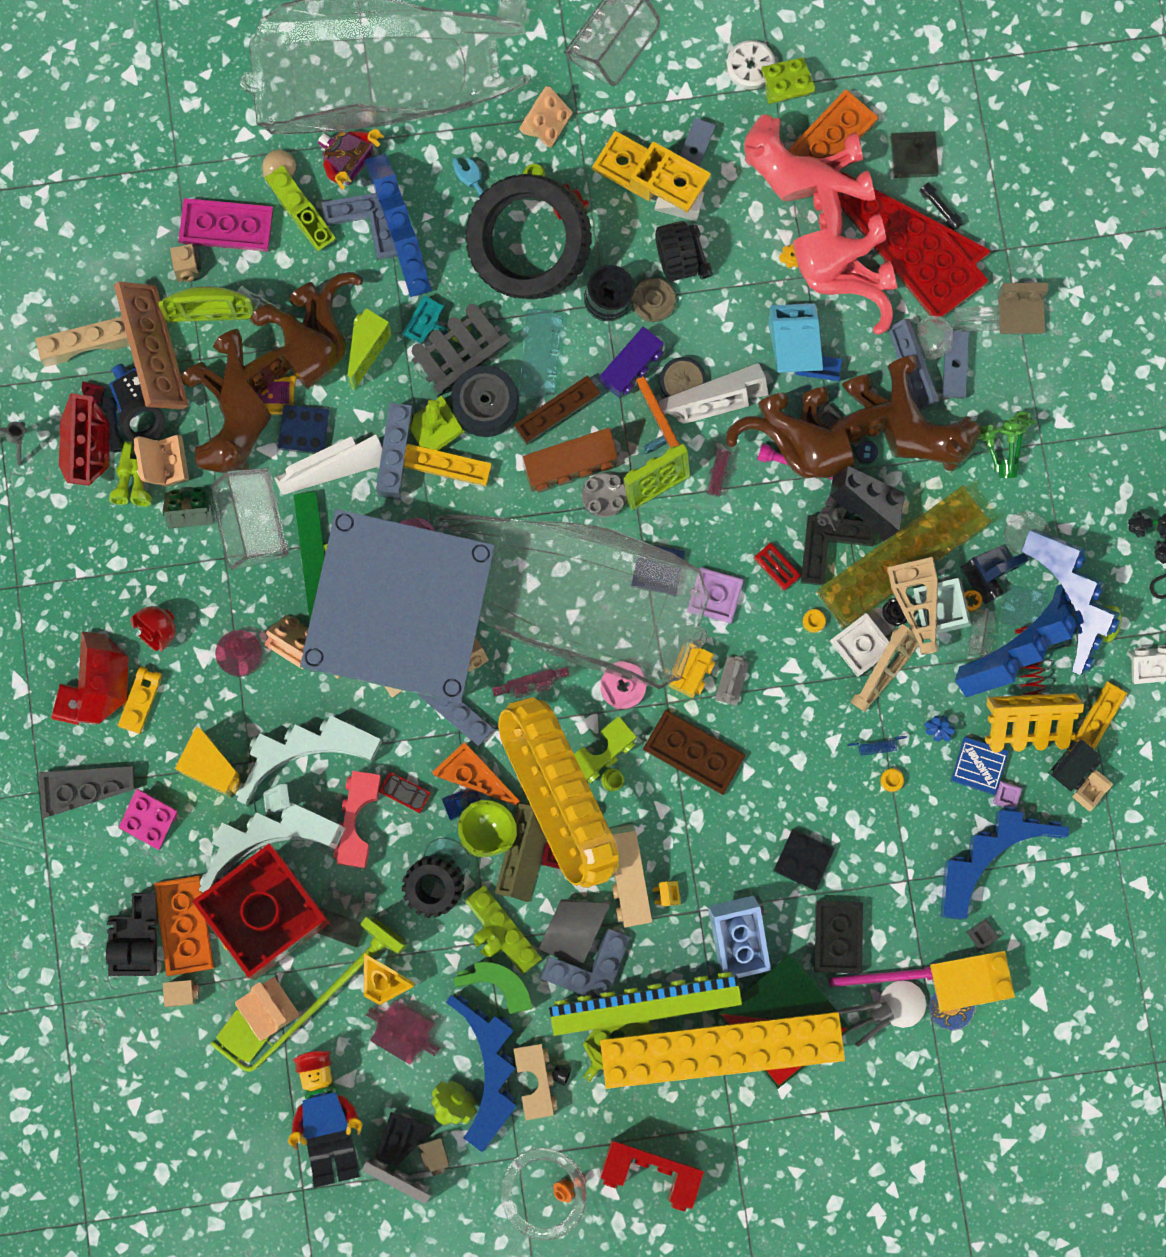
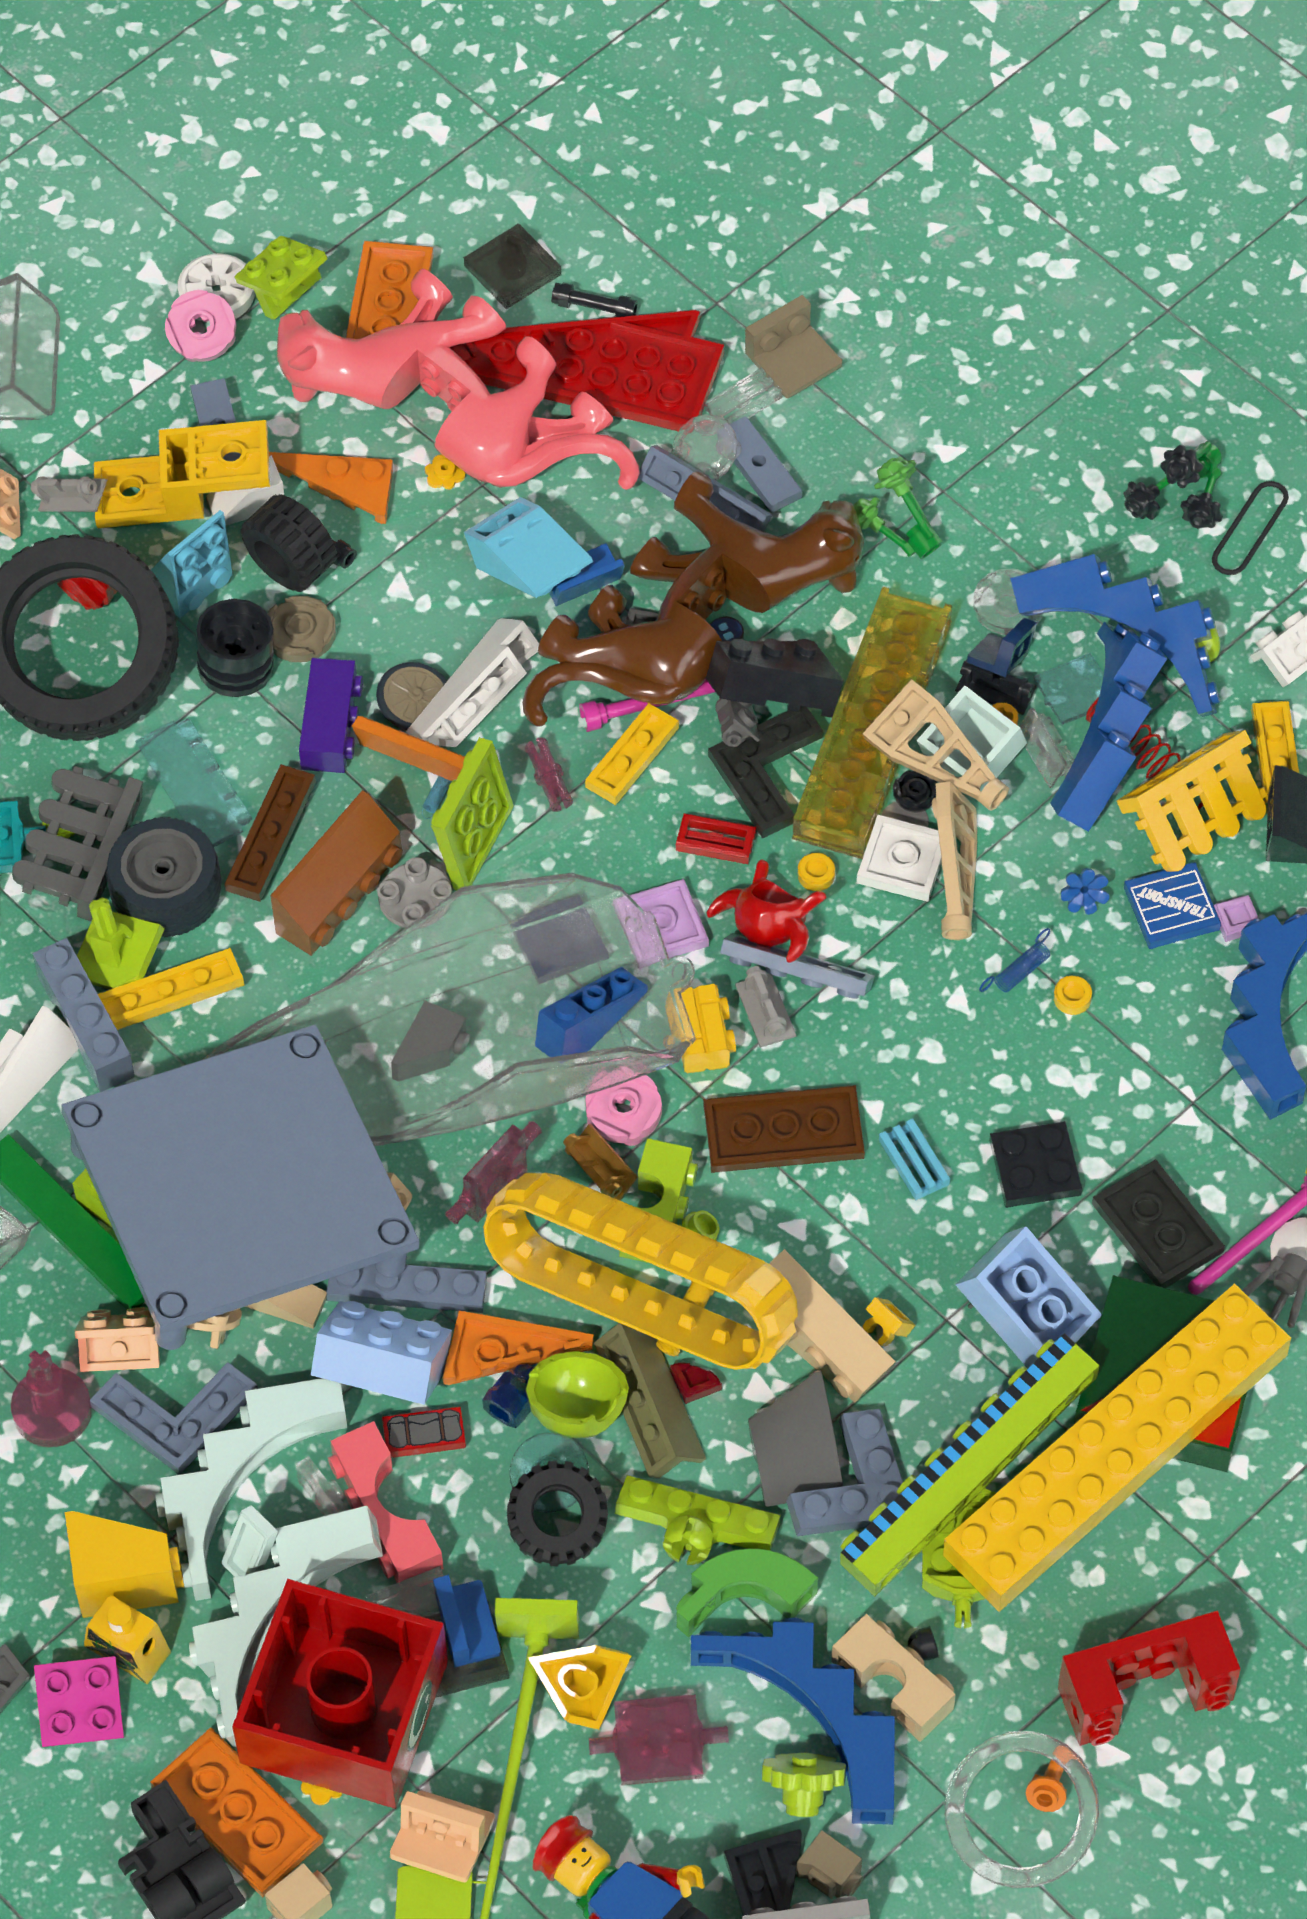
camera: 30 degrees left, 20 degrees down
(189, 805) = (124, 1633): none -> yellow torso
(287, 714) = (170, 1437): none -> sand blue plate
(334, 795) = (325, 1494): none -> clear plate
(337, 876) = (411, 1595): none -> clear plate
(353, 908) = (466, 1621): none -> blue panel
(408, 741) = (381, 1352): none -> light blue brick
(550, 587) = (430, 1042): none -> dark grey slope
(589, 141) = (68, 494): none -> light grey hinge
(590, 711) = (600, 1162): none -> pearl gold hinge
(619, 231) = (196, 566): none -> medium azure slope
(636, 629) = (587, 1014): none -> blue slope
(733, 94) = (182, 318): none -> bright pink plate
(741, 230) = (351, 480): none -> orange wing
(748, 795) = (900, 1133): none -> medium azure tile
(764, 668) = (812, 971): none -> plate
(768, 490) = (632, 754): none -> yellow plate
(770, 631) = (769, 913): none -> red piece

